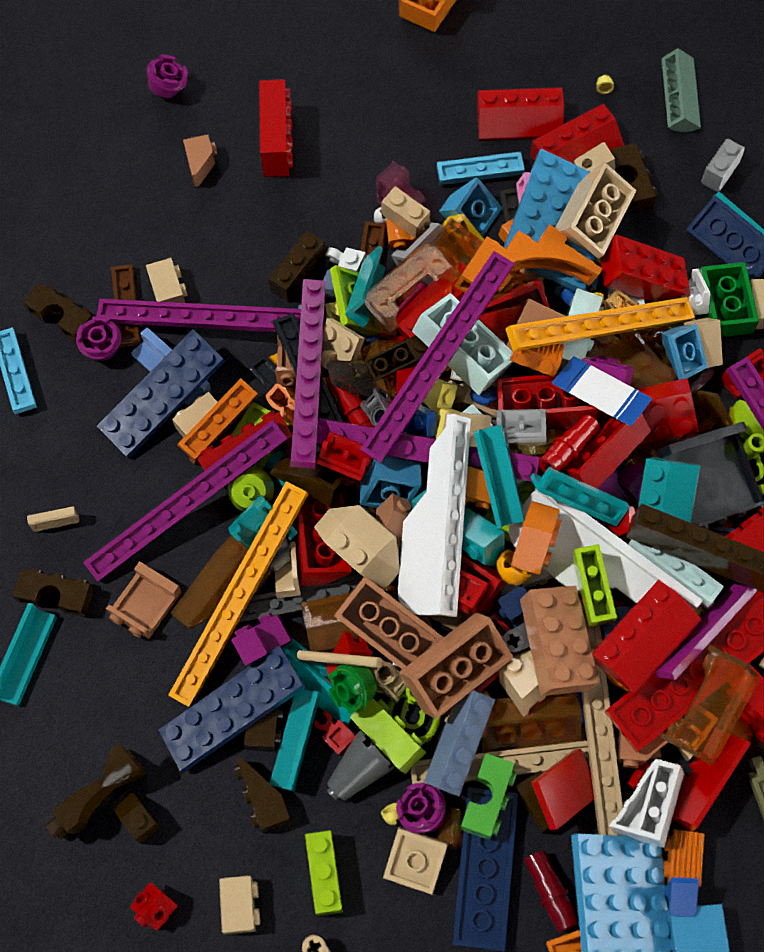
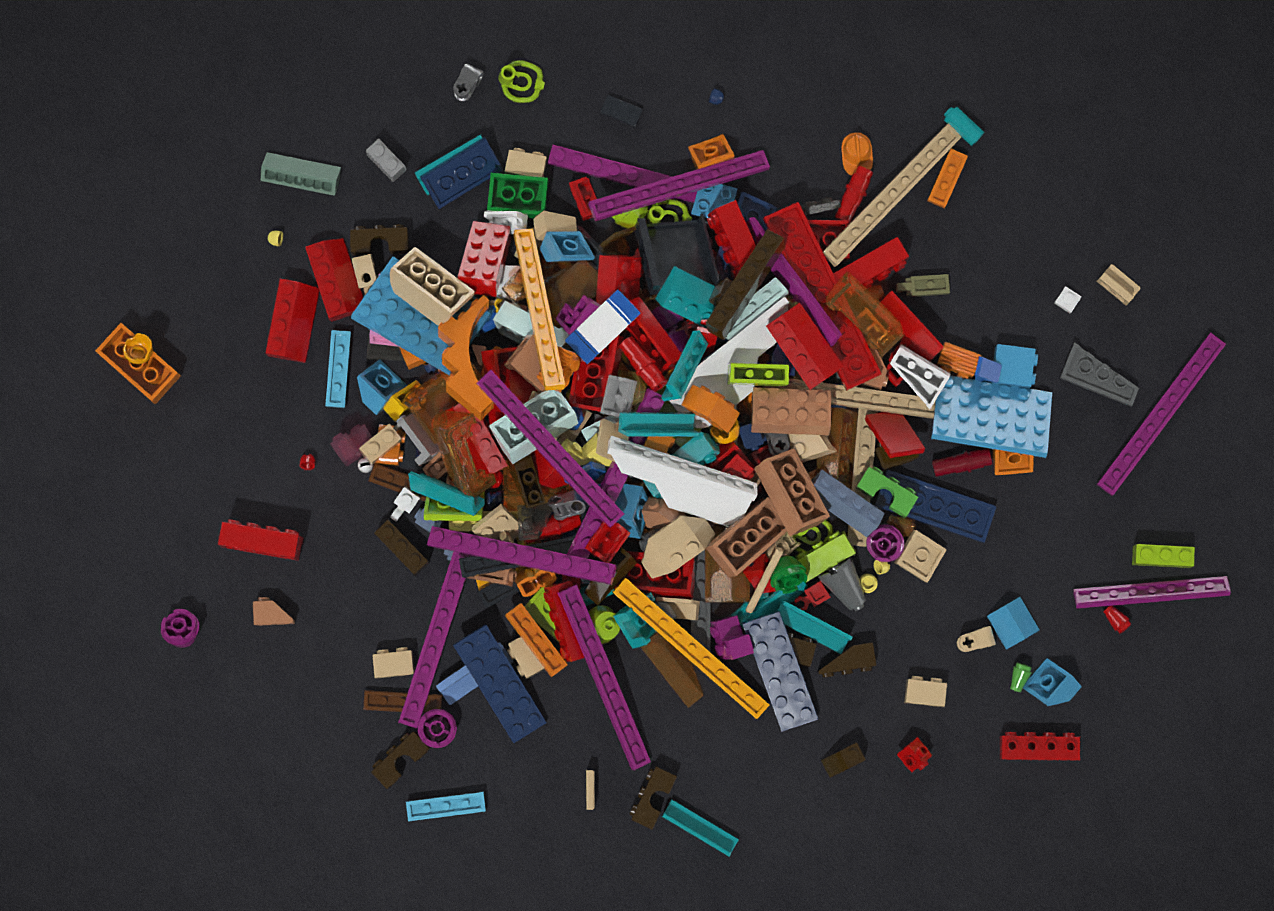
camera: 80 degrees left, 15 degrees up
(75, 811) = (832, 798): dark brown hips -> none
(144, 602) = (676, 727): nougat panel -> none
(323, 873) = (916, 625): lime brick -> none
(366, 800) = (868, 583): none -> light yellow plate
(372, 160) = (307, 462): none -> red hinge

